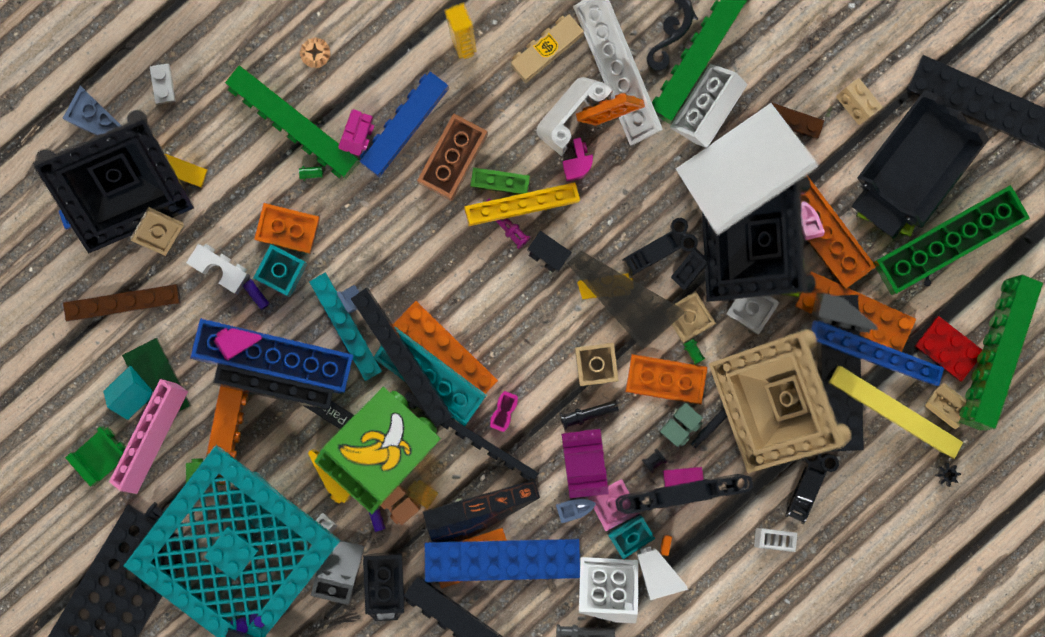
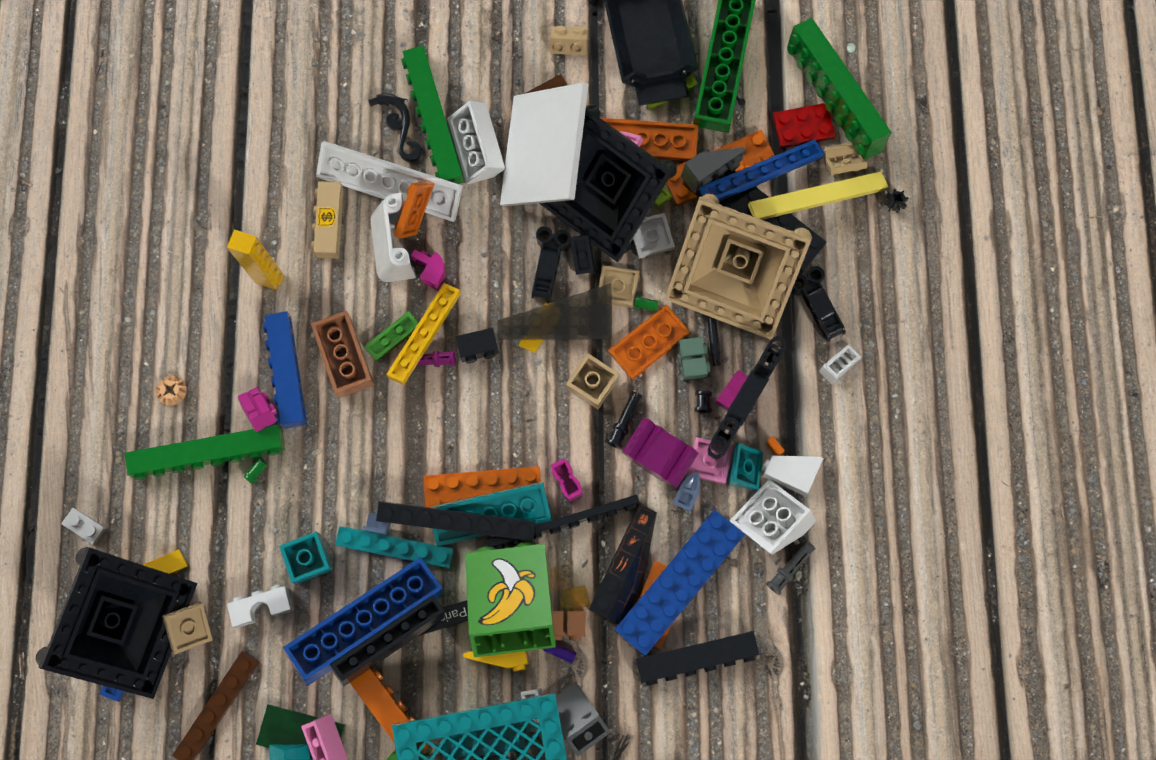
camera: 50 degrees left, 10 degrees down
(89, 114) = (46, 604): sand blue wing -> none
(235, 341) = (325, 634): dark pink slope -> none
(256, 294) = (307, 595): dark purple hinge -> none
(287, 228) = (279, 526): orange plate -> none
(383, 586) = (621, 693): black slope -> none

